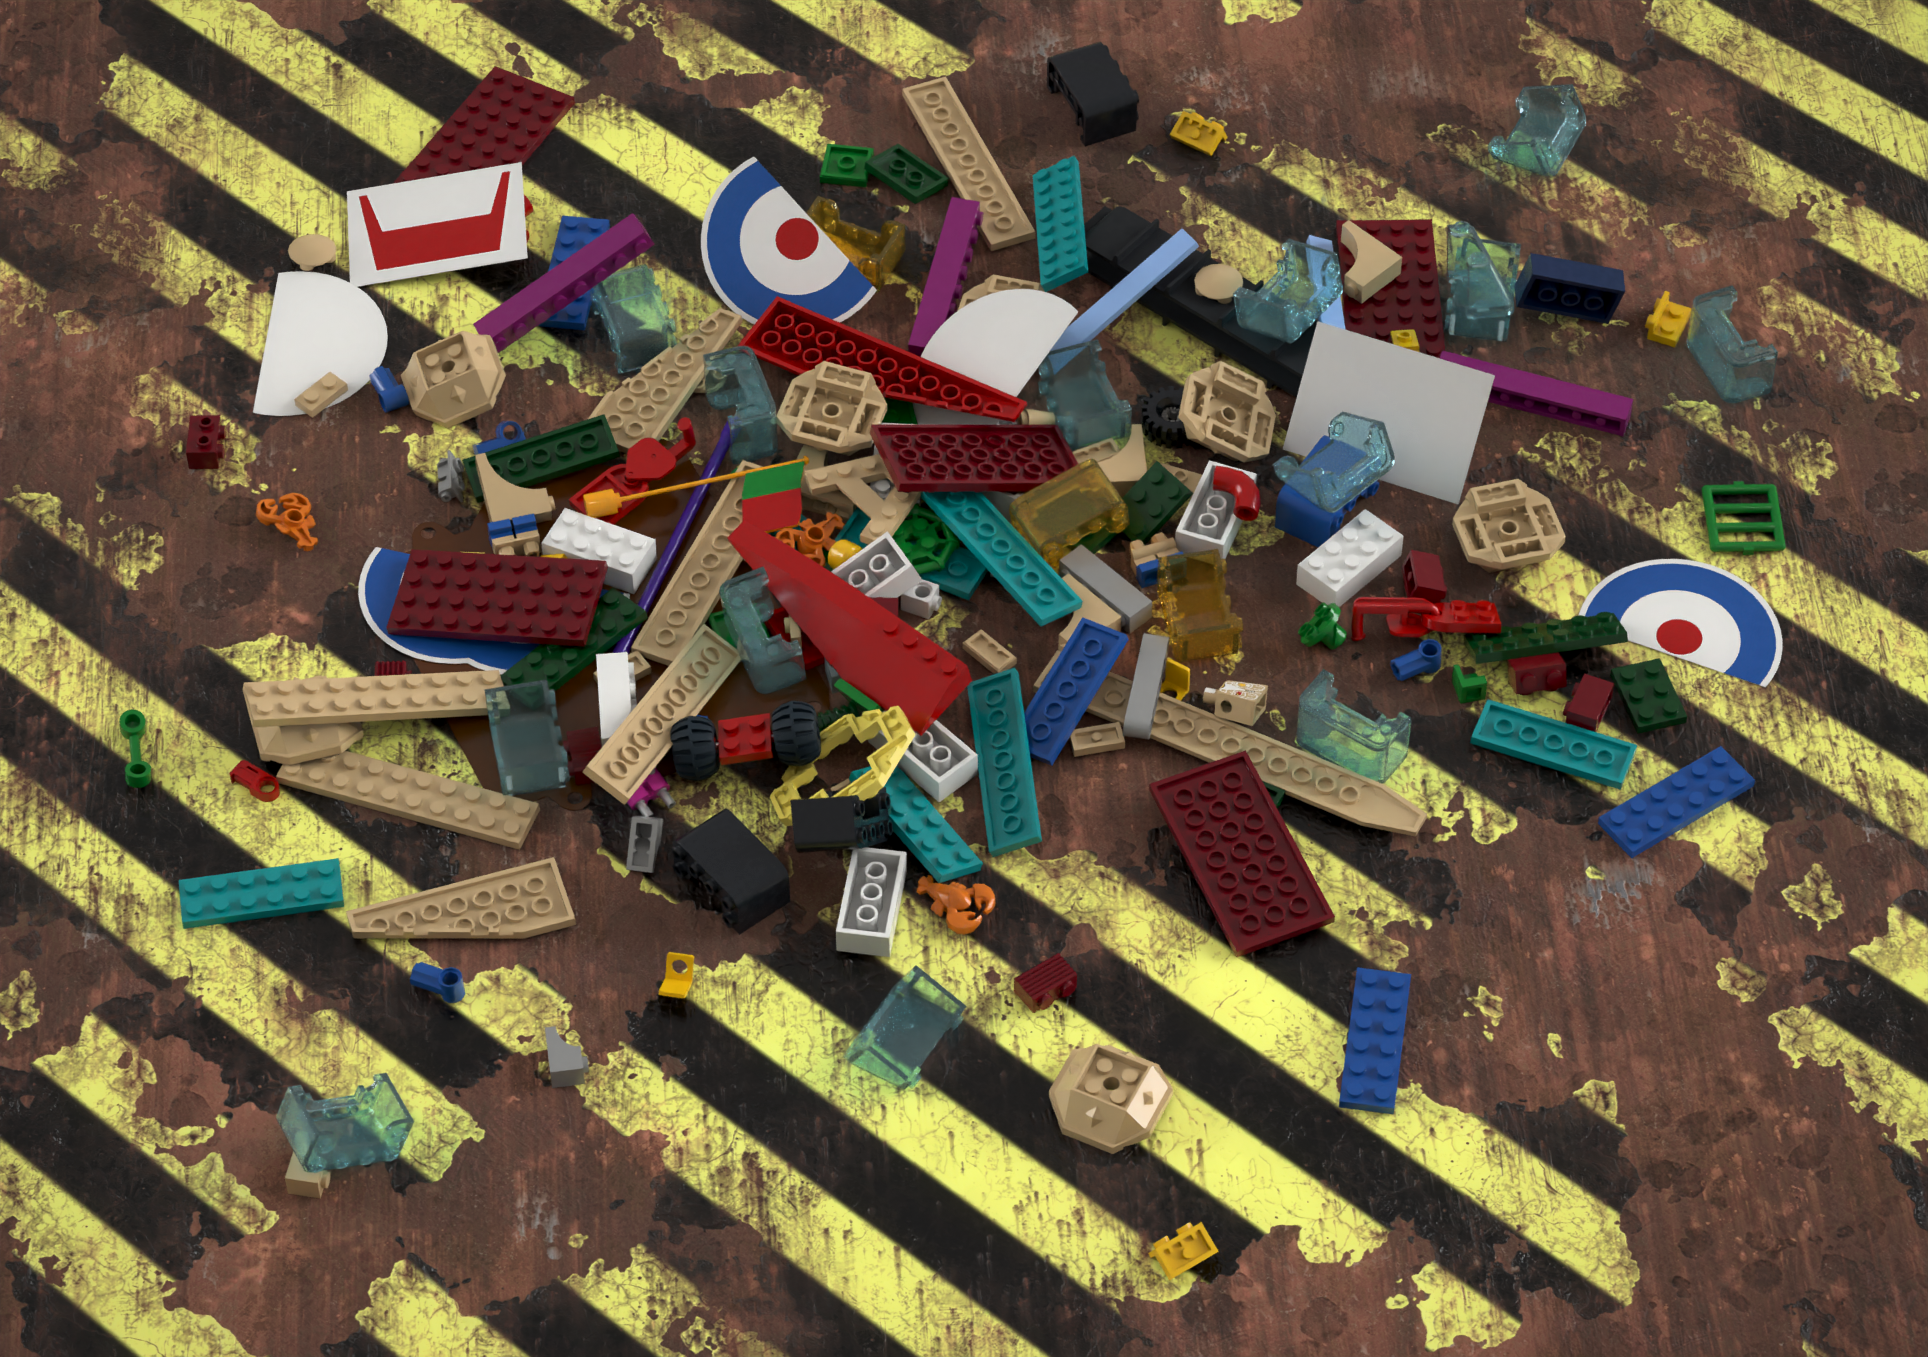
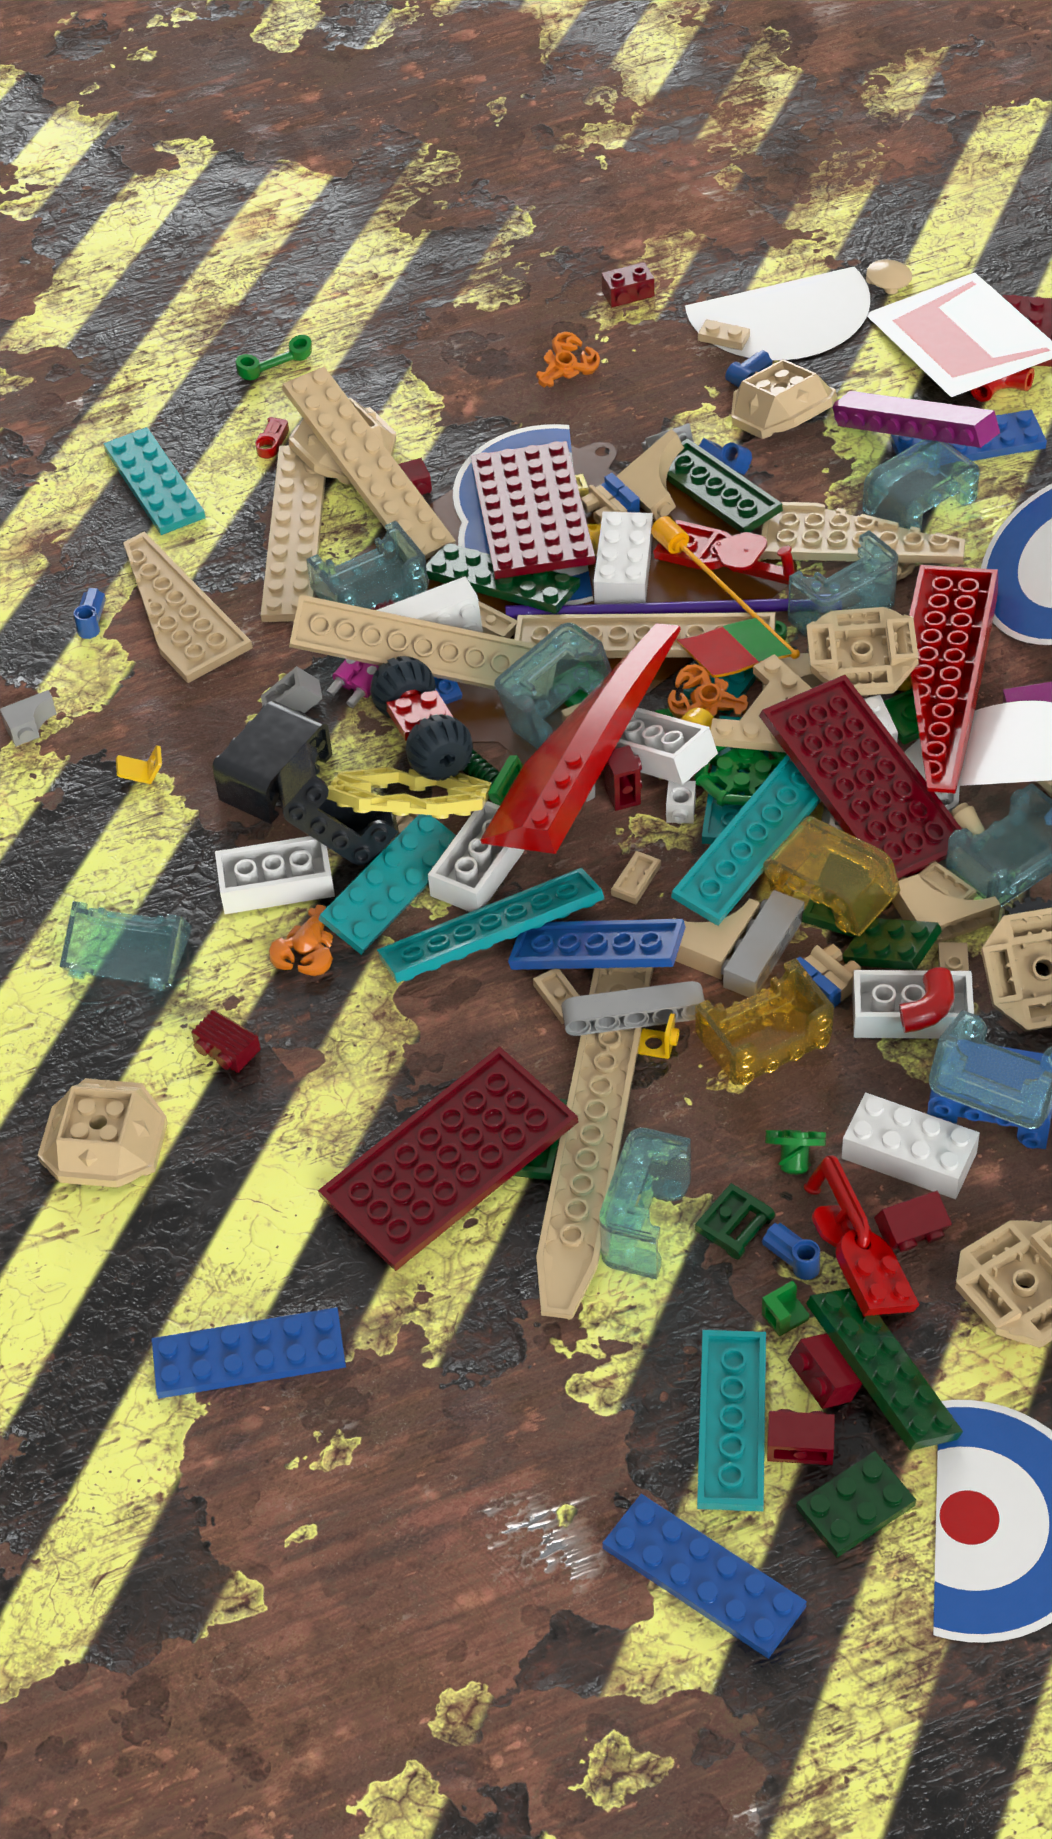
camera: 75 degrees right, 0 degrees up
(1238, 701) = (654, 1098): tan torso -> none
(1368, 695) = (727, 1214): none -> dark green plate

